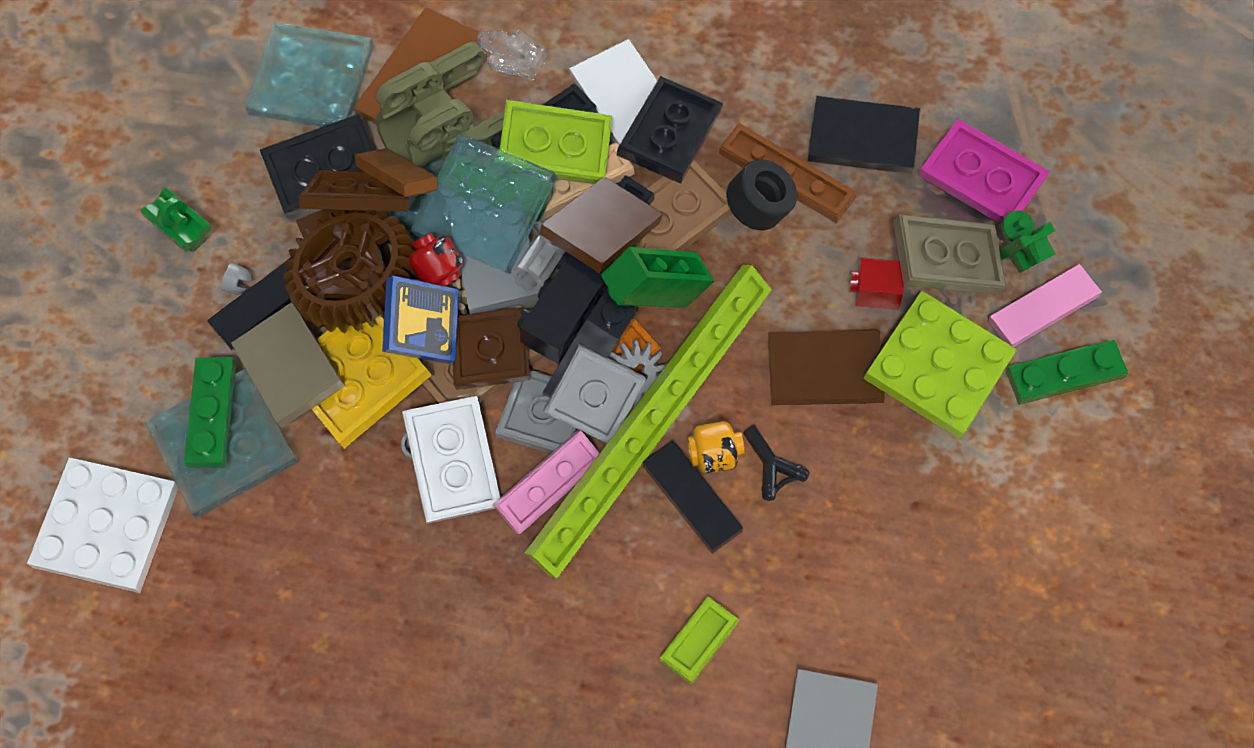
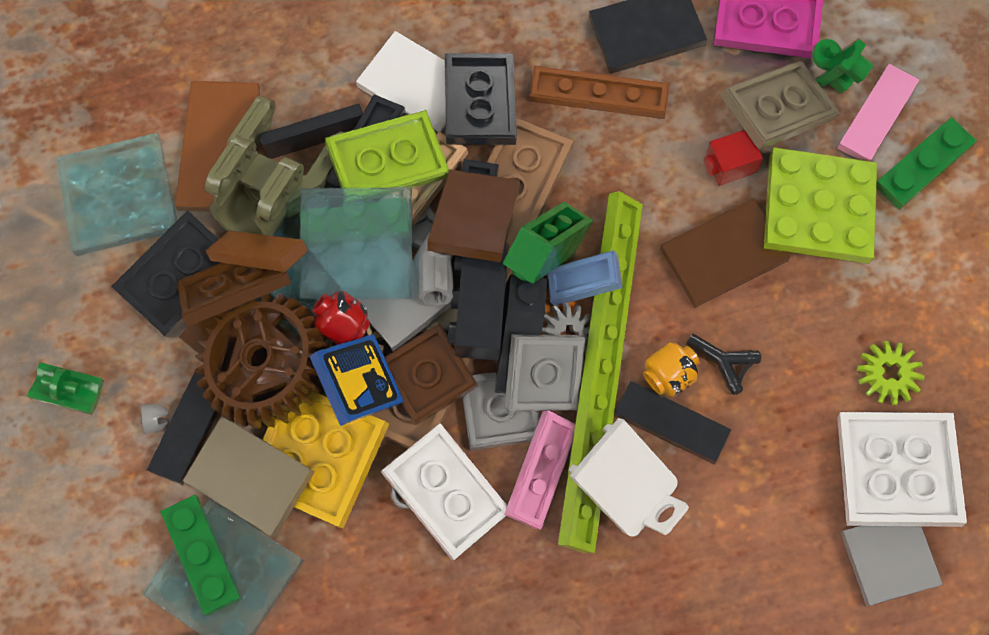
camera: 25 degrees left, 5 degrees up
(494, 93) = (309, 131): none -> black tile
(513, 53) = (298, 90): clear rock -> none
(615, 524) = (628, 481): none -> white piece
(677, 328) = (584, 278): none -> medium blue tile
(699, 640) = (745, 546): lime tile -> none
(772, 183) = (592, 123): black tyre -> none
(883, 639) = (901, 469): none -> white plate
(918, 561) = (891, 387): none -> lime gear

